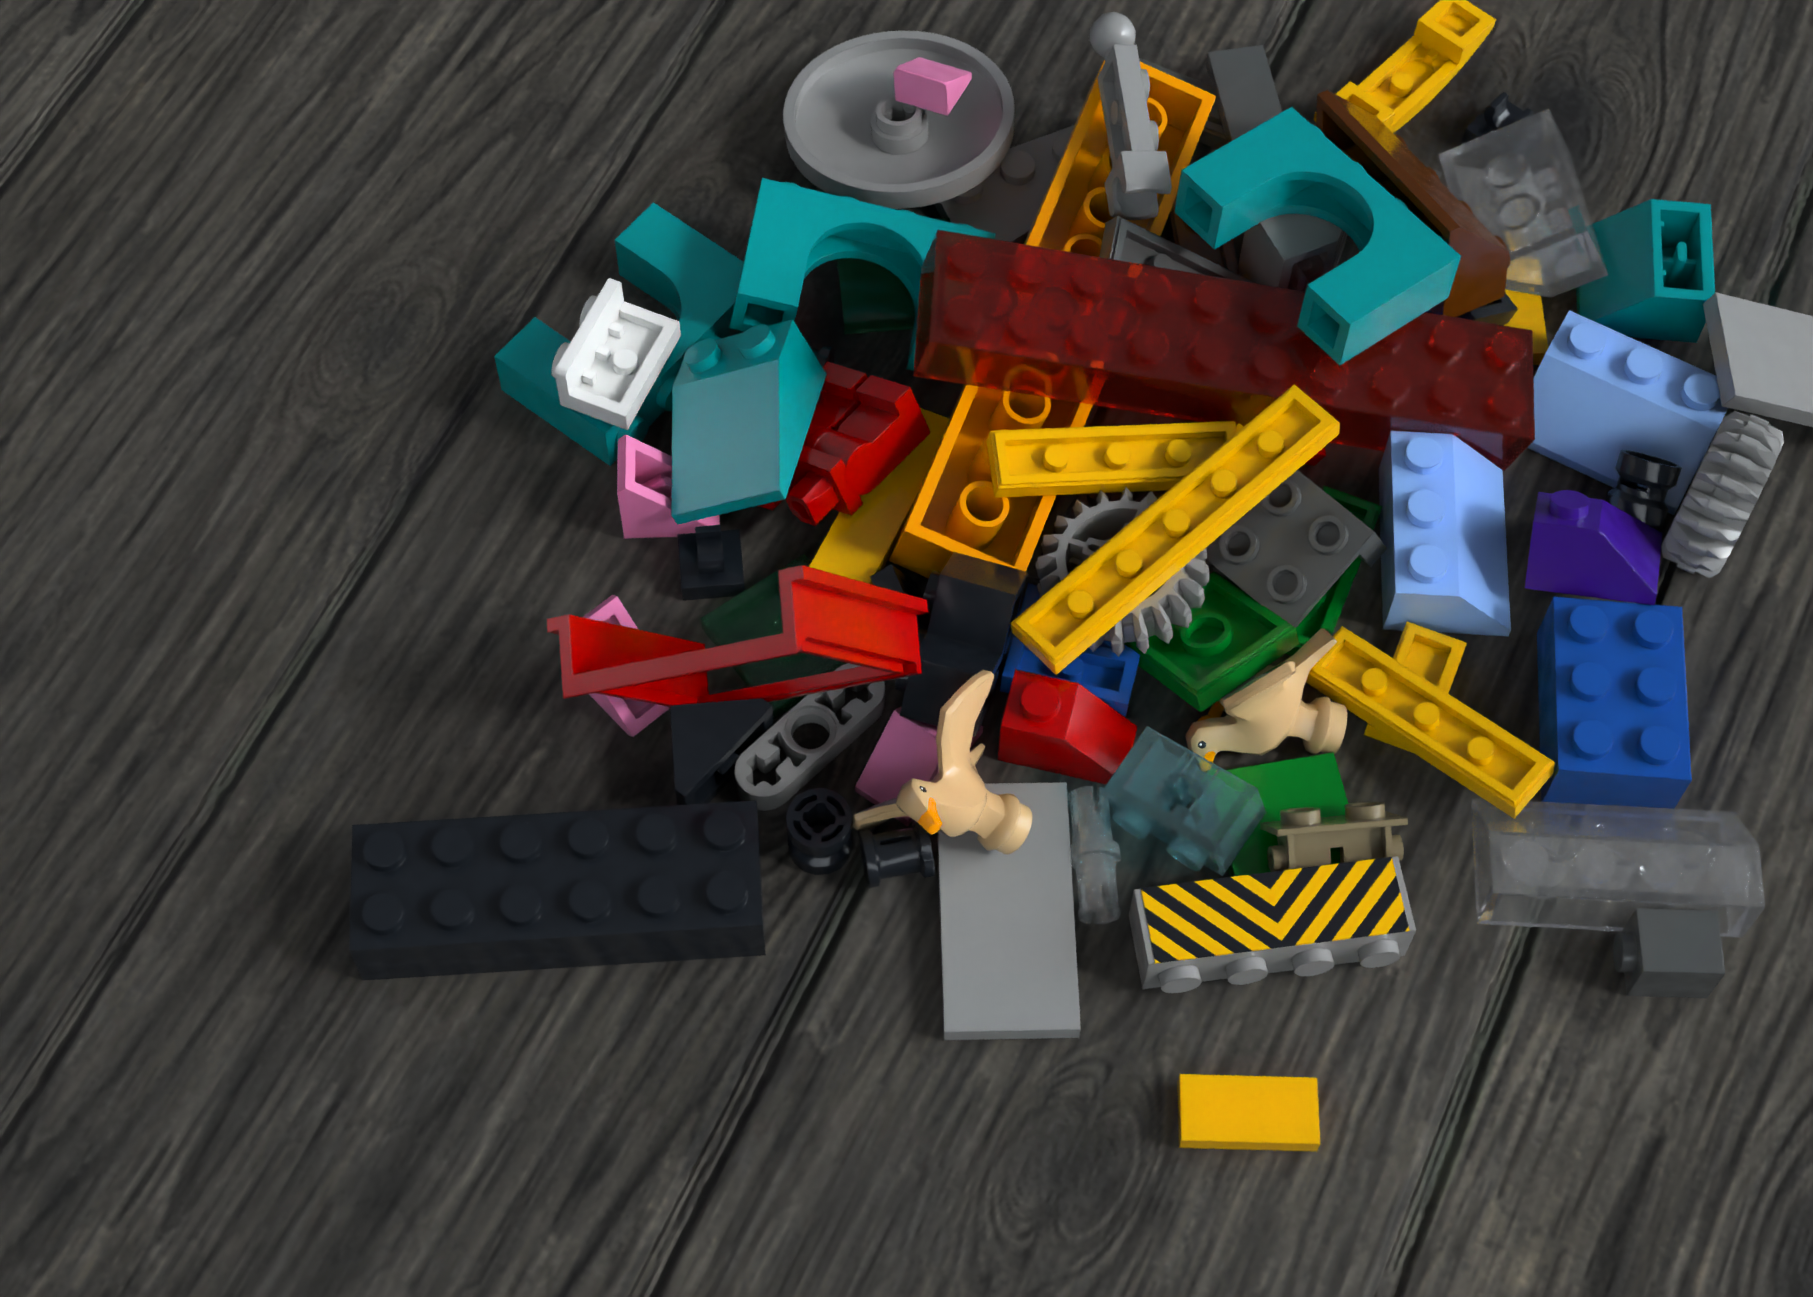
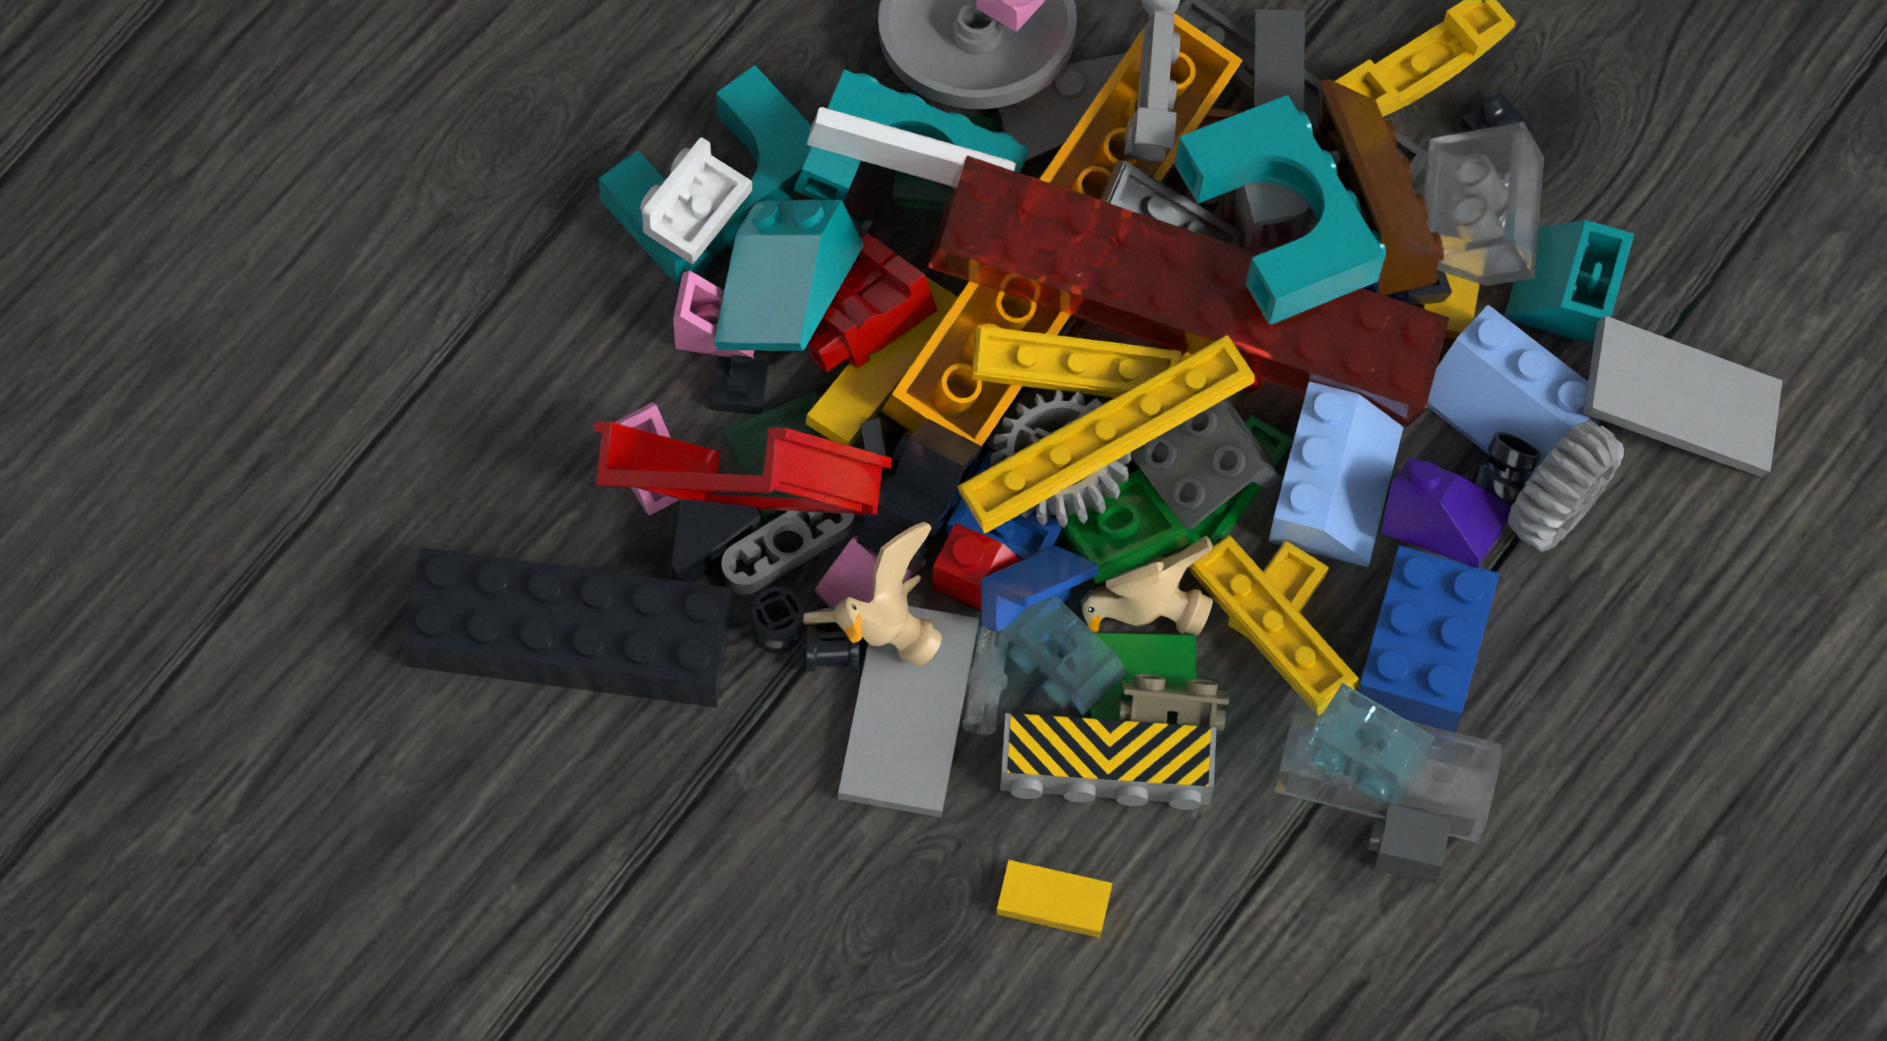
camera: 10 degrees right, 5 degrees up
(832, 248) = (892, 147): none -> white tile
(1126, 724) = (1031, 581): none -> blue panel
(1638, 830) = (1353, 722): none -> clear light blue brick

